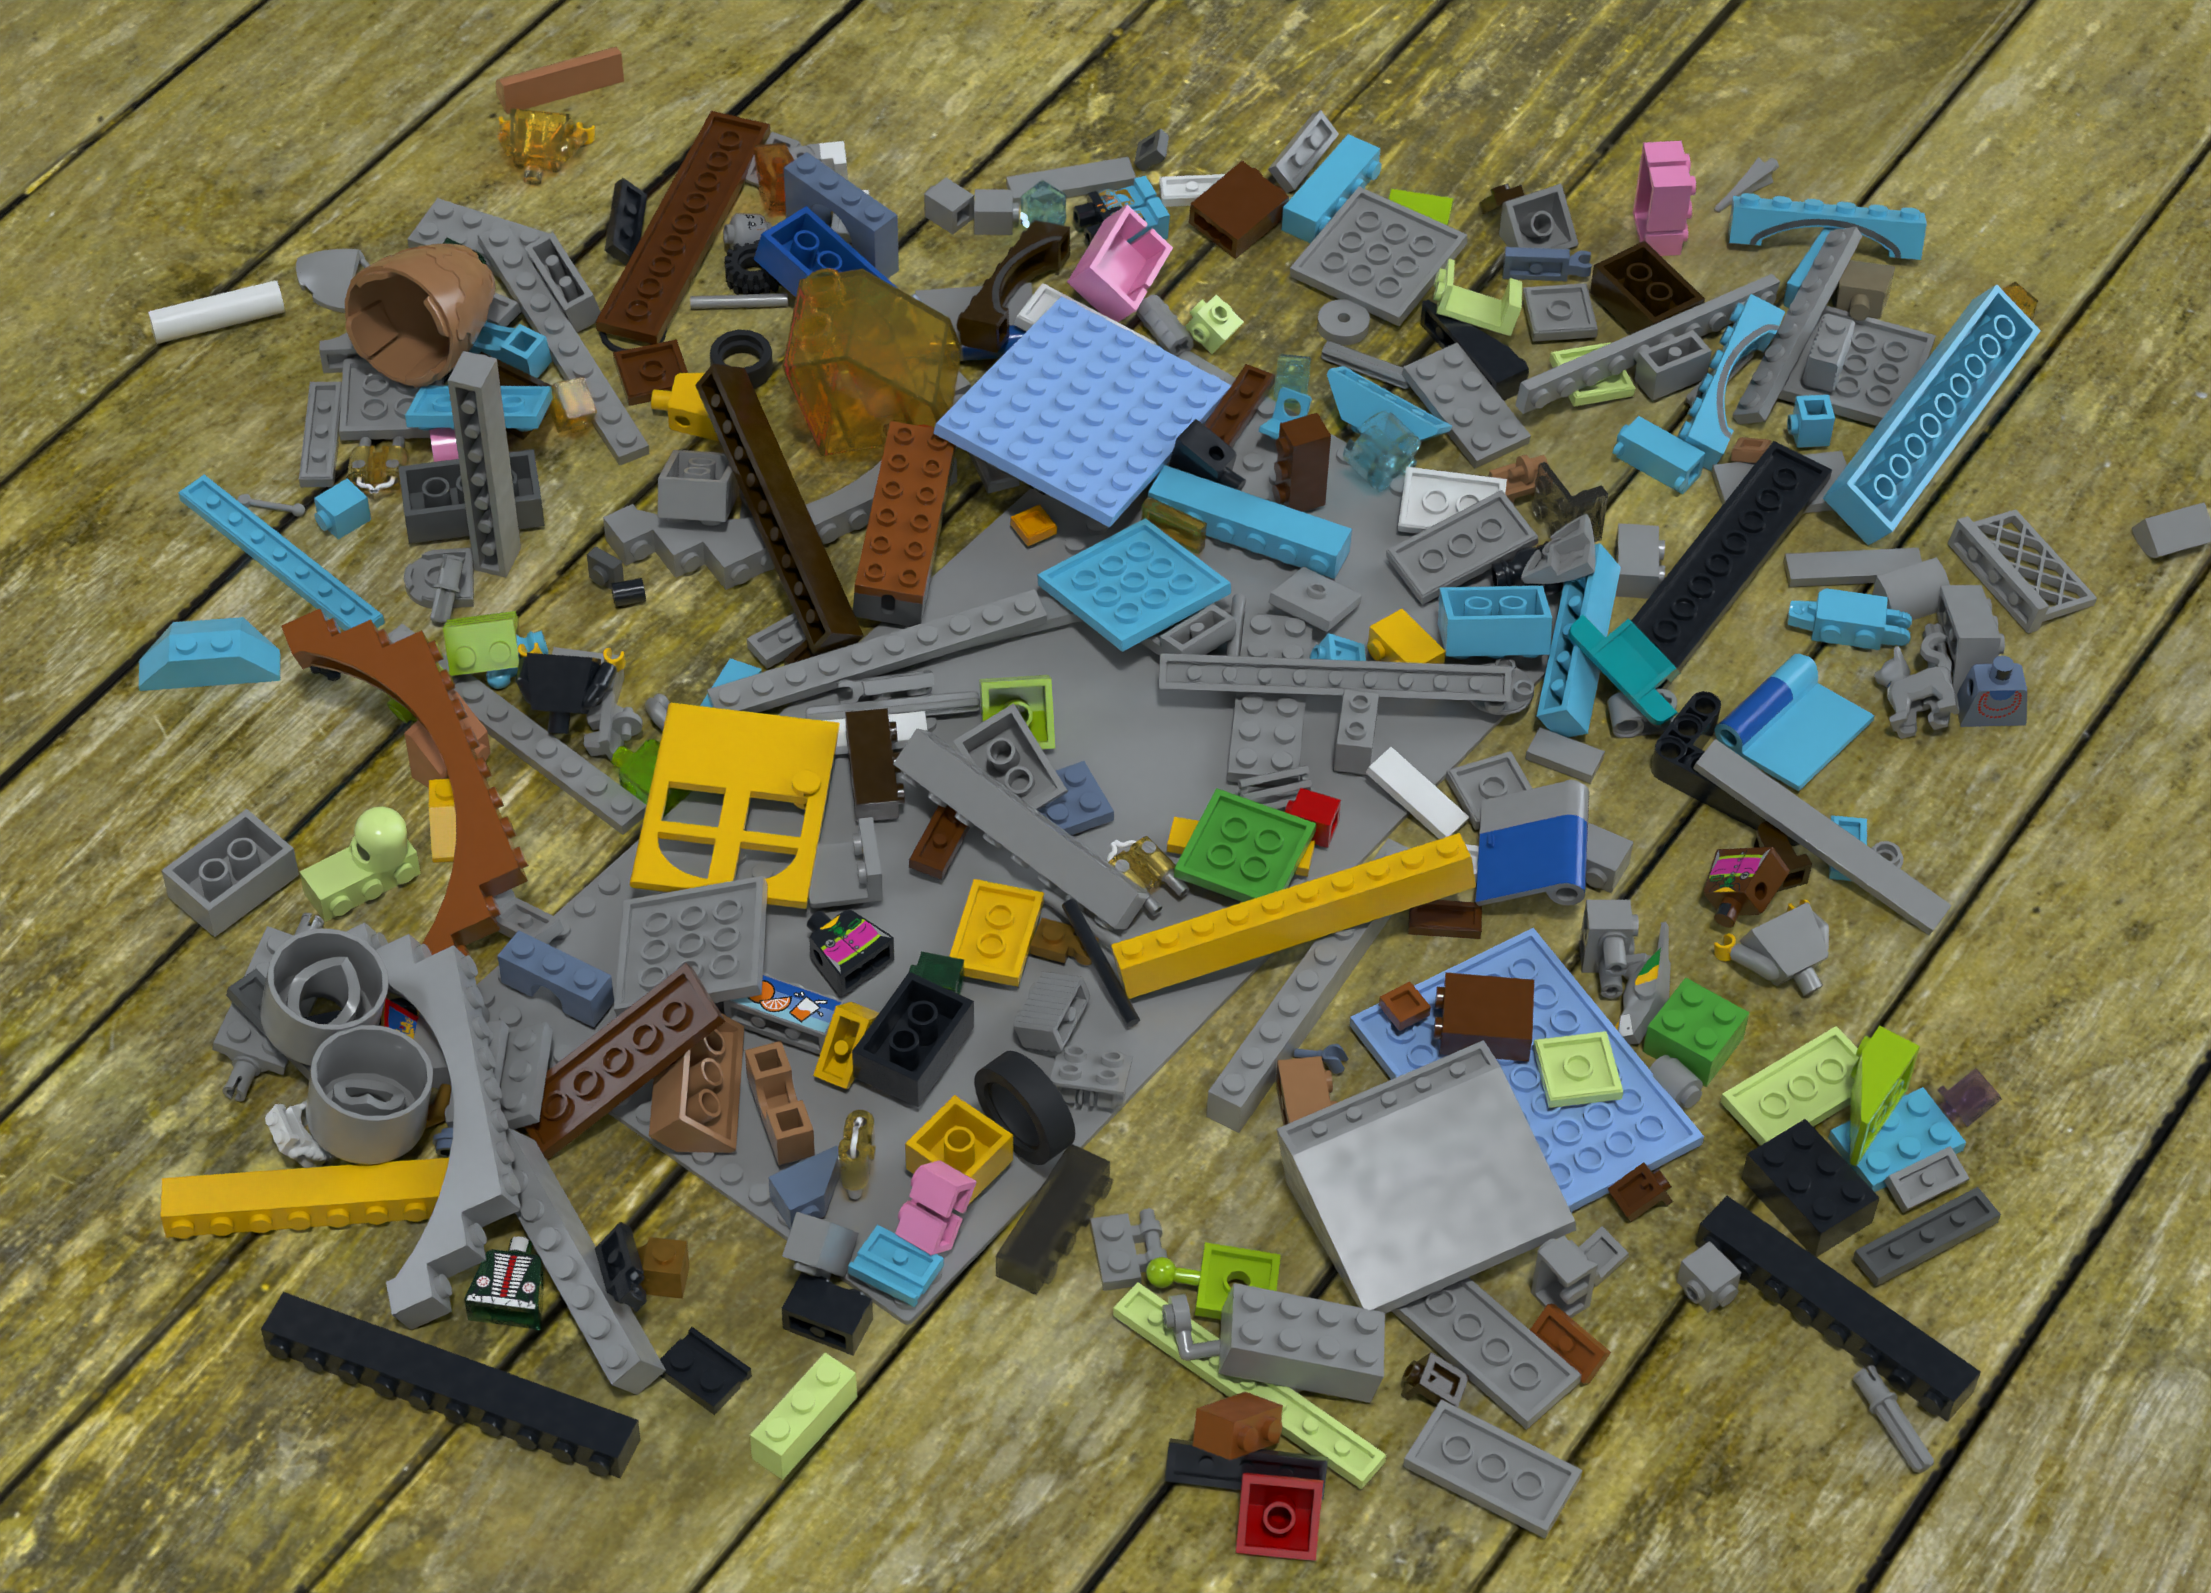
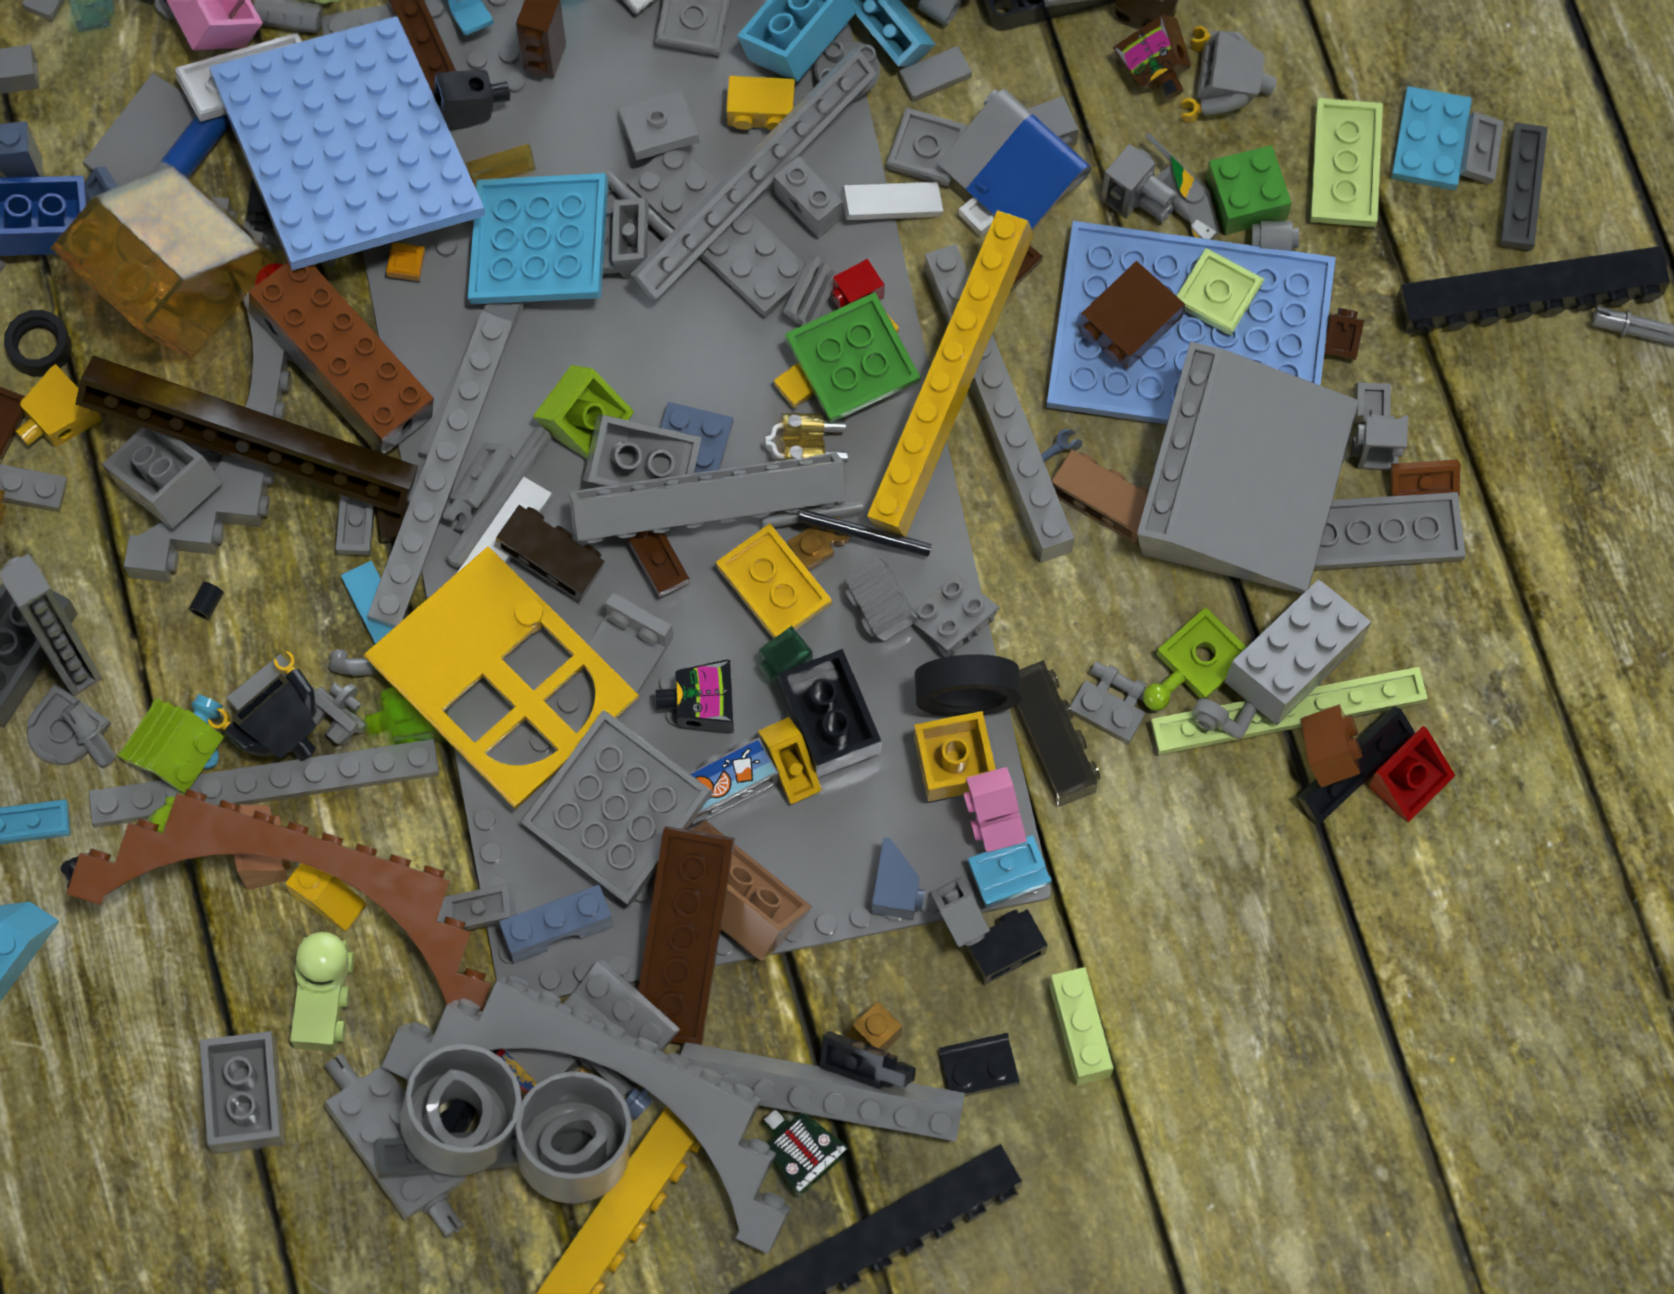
camera: 50 degrees left, 20 degrees up
(292, 1138) = (537, 1215): white piece -> none
(604, 567) = (170, 602): dark grey plate -> none
(776, 1099) = (788, 842): medium nougat arch -> none
(856, 1152) = (904, 826): clear yellow piece -> none
(994, 212) = (54, 41): light grey brick -> none
(1038, 250) = (184, 136): dark brown arch -> none
(1256, 522) = (549, 108): medium azure brick -> none
(1338, 648) = (725, 153): medium azure bracket -> none
(1404, 1006) = (1075, 360): dark orange plate -> none
(1434, 1380) = (1384, 589): dark brown bracket -> none
(1492, 1468) = (1479, 607): light grey plate -> none
(1709, 1278) = (1447, 349): light grey brick -> none
(1810, 1188) = (1431, 226): black brick -> none
(1879, 1084) = (1407, 123): lime slope -> none
(1968, 1098) = (1441, 65): bracket -> none

